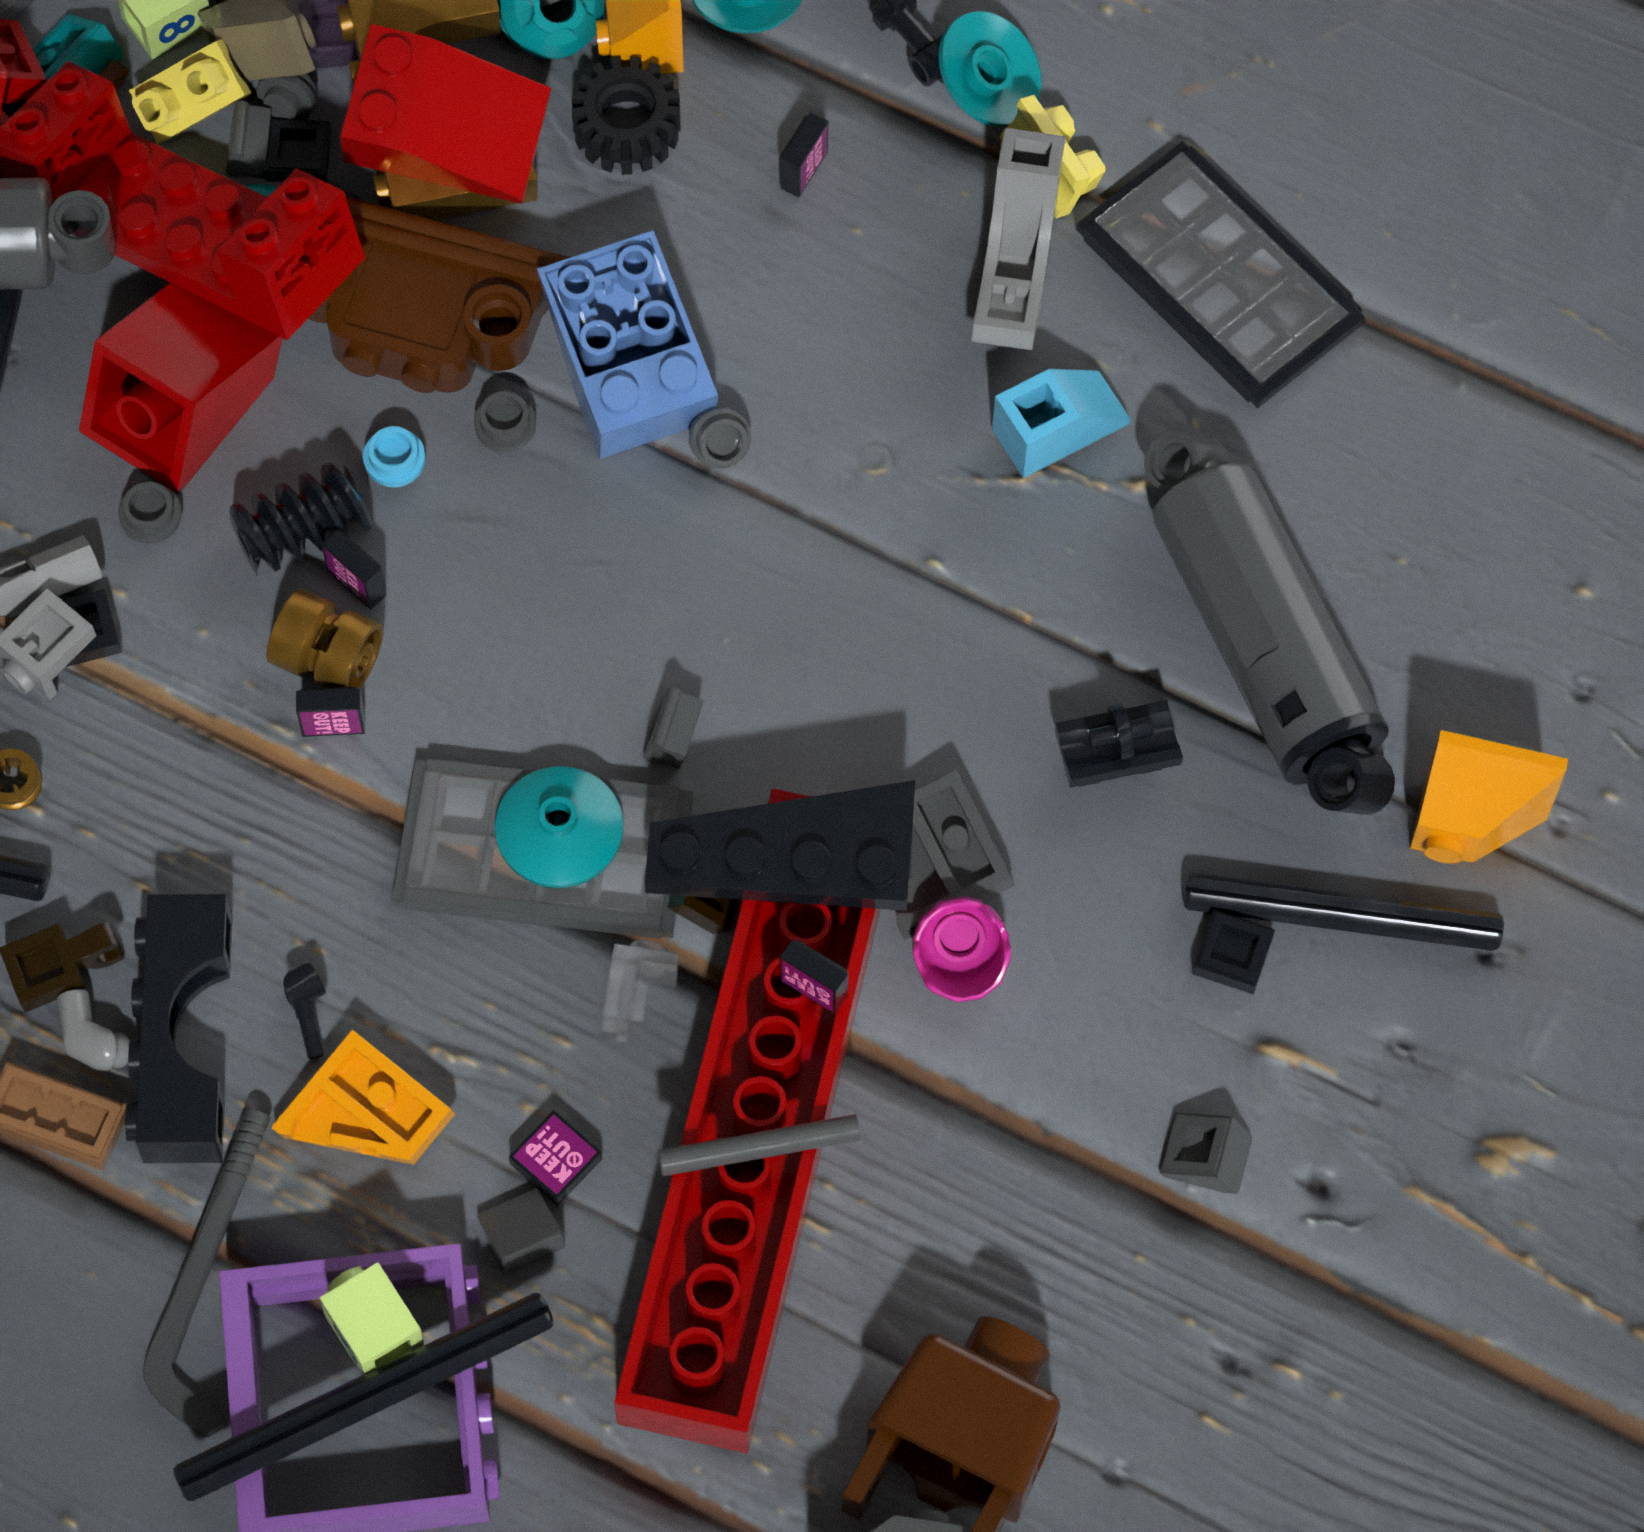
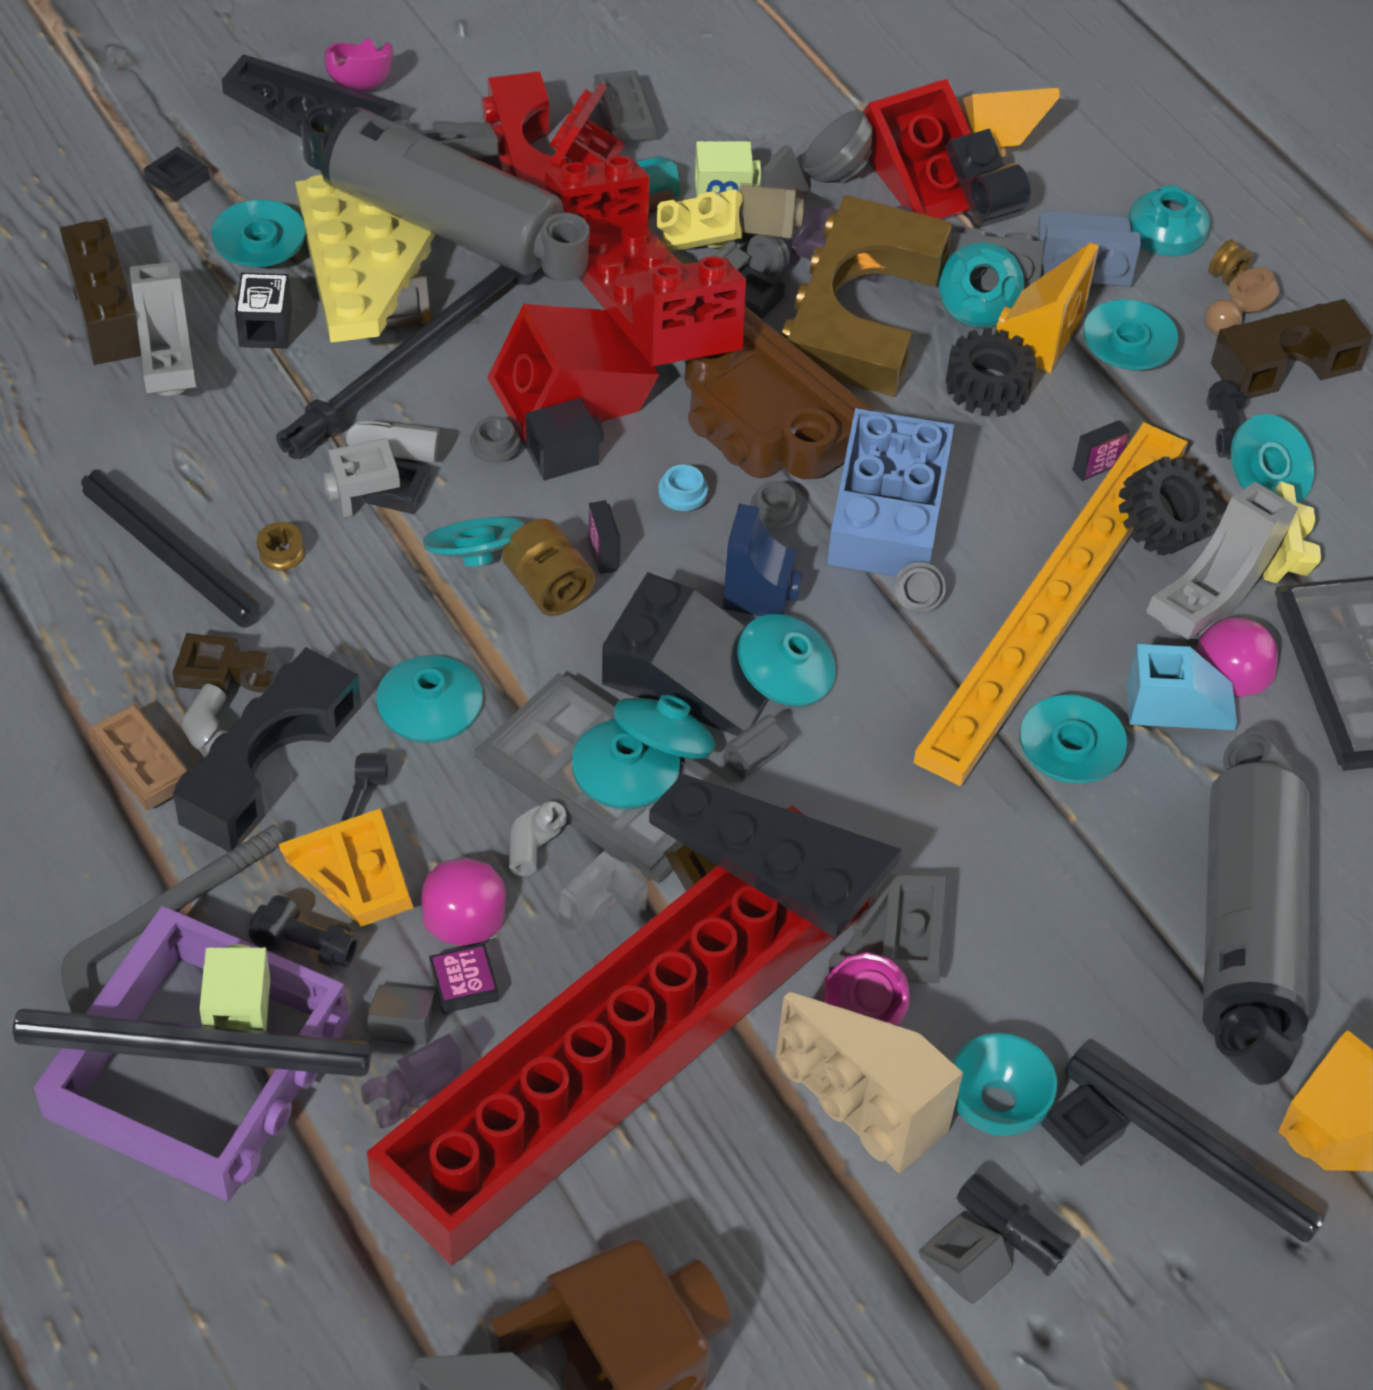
camera: 30 degrees right, 15 degrees down
(218, 650) = (472, 539): none -> teal dish
(226, 467) = (563, 438): none -> black brick
(298, 516) = (587, 485): black piece -> none
(303, 891) = (434, 712): none -> teal dish
(330, 711) = (521, 611): tile -> none
(331, 1212) = (280, 921): none -> black bar
(442, 116) = (854, 293): red slope -> none
(498, 1076) = (463, 901): none -> dark pink hair
(512, 959) = (532, 832): none -> light grey arm
(544, 663) = (683, 648): none -> black slope
(549, 519) = (758, 568): none -> dark blue arch
(572, 764) = (665, 726): none -> teal dish
(596, 1282) = (416, 1080): none -> clear purple plate
(626, 621) = (786, 660): none -> teal dish
(759, 1145) = (607, 1032): dark grey bar -> none
(814, 975) = (729, 935): black tile -> none
(864, 374) = (1039, 618): none -> light orange plate
(898, 208) = (1149, 516): none -> black tyre
(990, 510) = (1076, 724): none -> teal dish
(1022, 1032) = (871, 1076): none -> tan slope
(1084, 331) = (1241, 653): none -> dark pink hair
(1118, 743) = (1083, 926): black hips -> none
(1145, 933) = (1007, 1064): none -> teal piece
(1231, 1095) = (1013, 1223): none -> black axle

